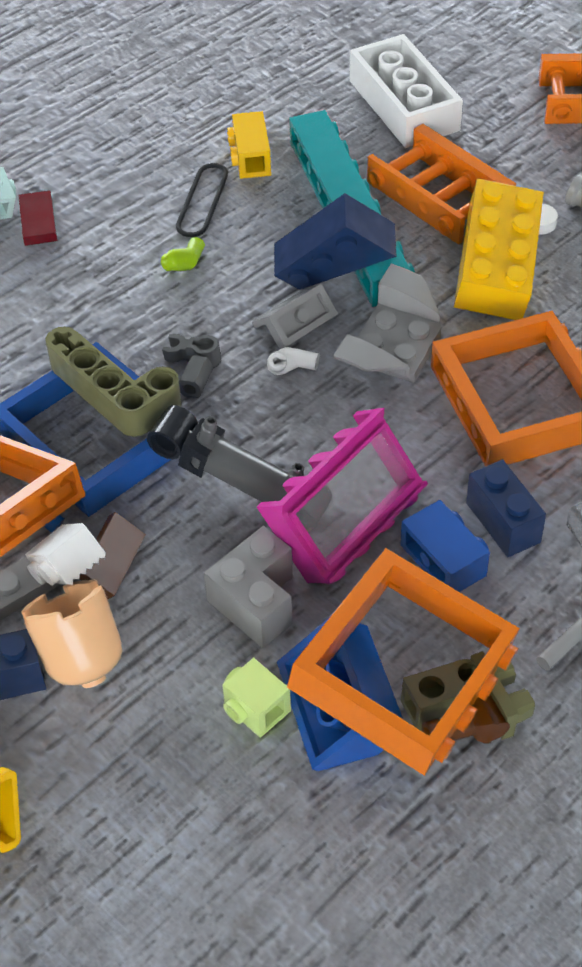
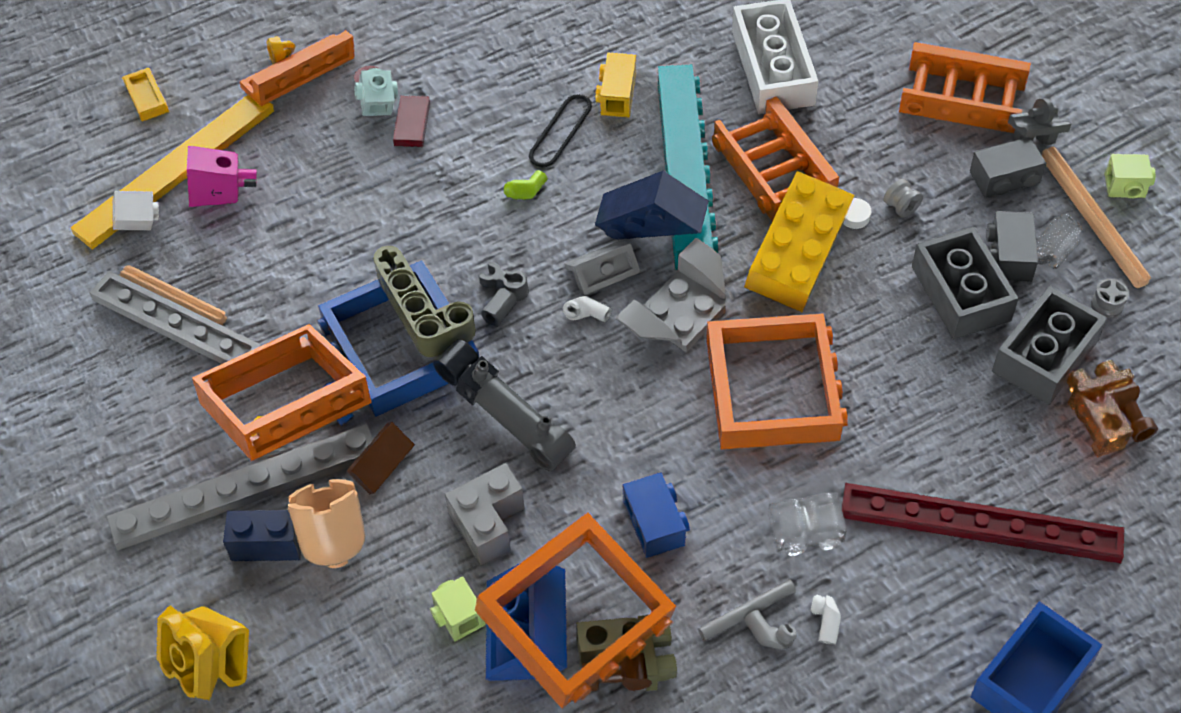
camera: 15 degrees right, 5 degrees up
(64, 555) = (336, 454): white brick -> none
(344, 499) = (581, 454): window -> none
(505, 508) = (717, 490): dark blue brick -> none

